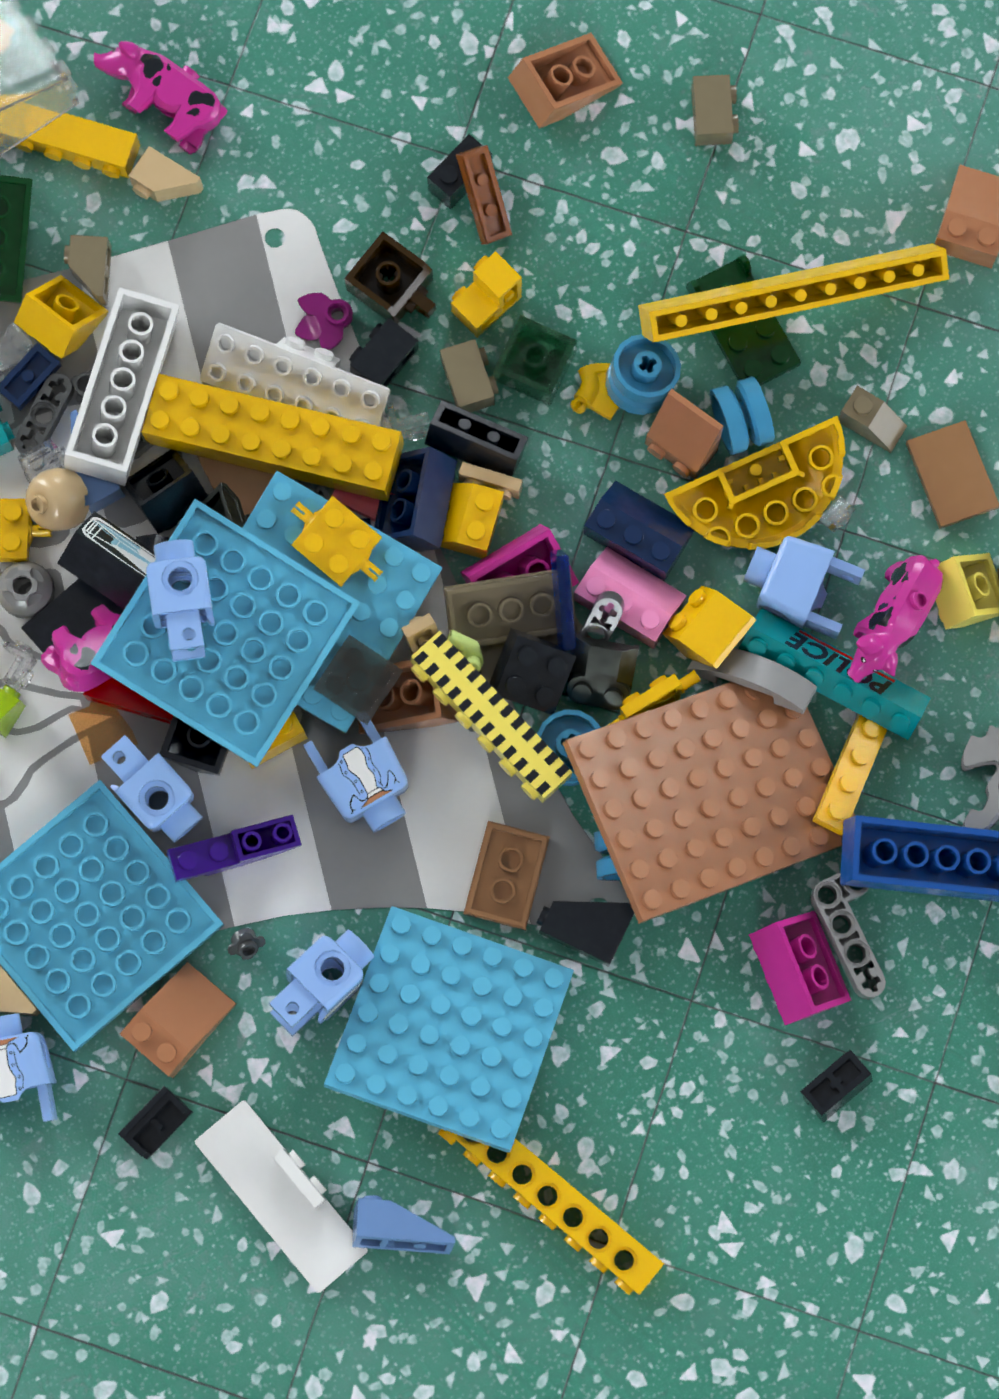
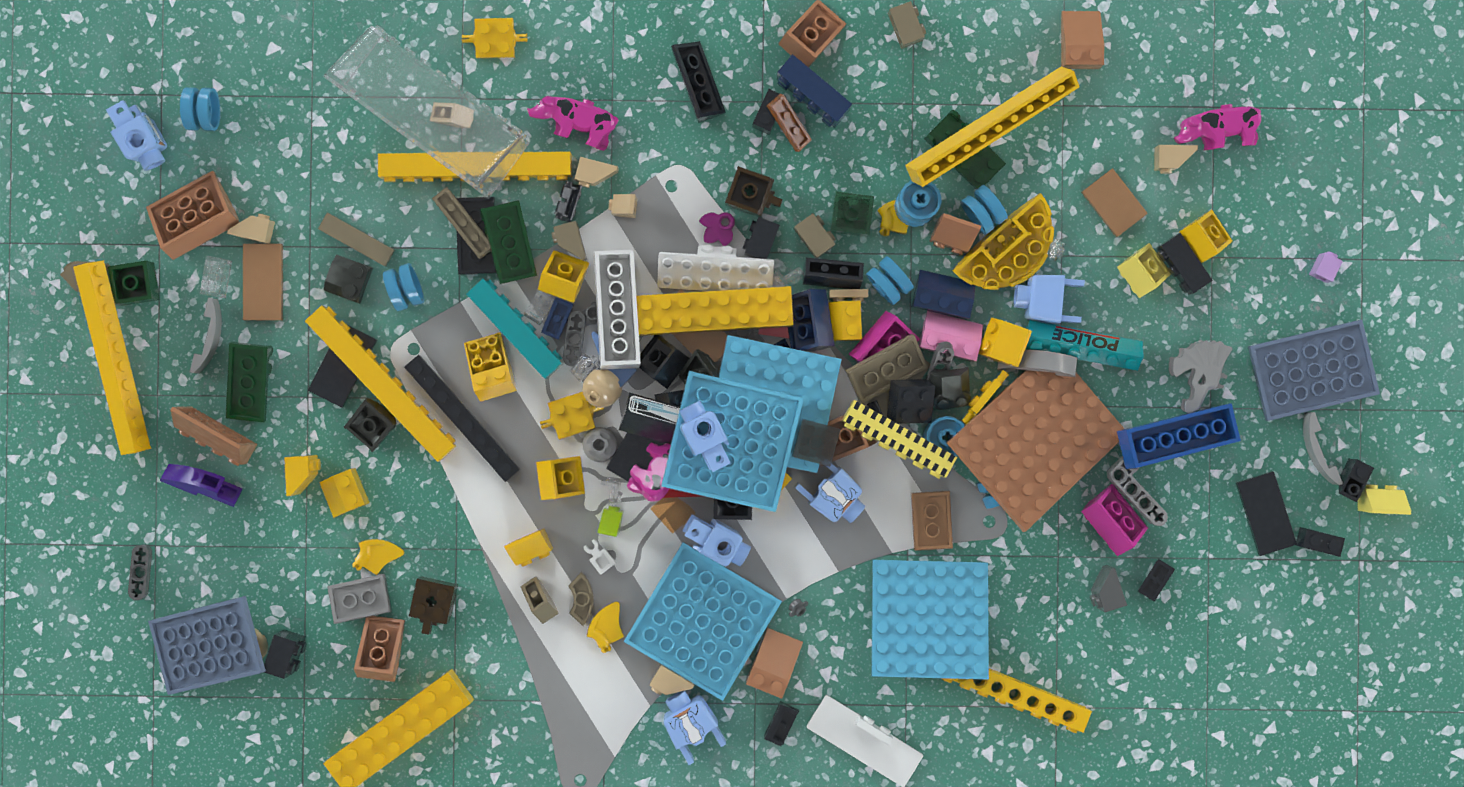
camera: 25 degrees left, 10 degrees up
(116, 201) = (566, 210): none -> black hinge
(191, 239) = (623, 205): none -> tan slope
(234, 849) = (773, 556): dark purple slope -> none
(314, 994) = (844, 625): light blue piece -> none
(336, 541) = (777, 366): yellow plate -> none
(368, 94) = (698, 80): none -> black slope
(392, 1227) = (930, 739): medium blue slope -> none
(419, 631) = (841, 401): tan plate -> none
(468, 647) = (871, 400): yellowish green arm -> none
(490, 295) = (812, 180): yellow brick -> none
(536, 160) = (813, 91): none -> dark blue brick
(563, 599) = (917, 355): clear blue tile -> none
(564, 475) = (891, 279): none -> dark azure wheel
(587, 926) = (988, 536): black slope -> none
(751, 1076) = (1107, 591): none -> dark grey slope
(850, 774) = (1110, 401): yellow plate -> none
(872, 419) = (1058, 185): dark tan slope -> none
(896, 615) = (1112, 301): dark pink animal -> none

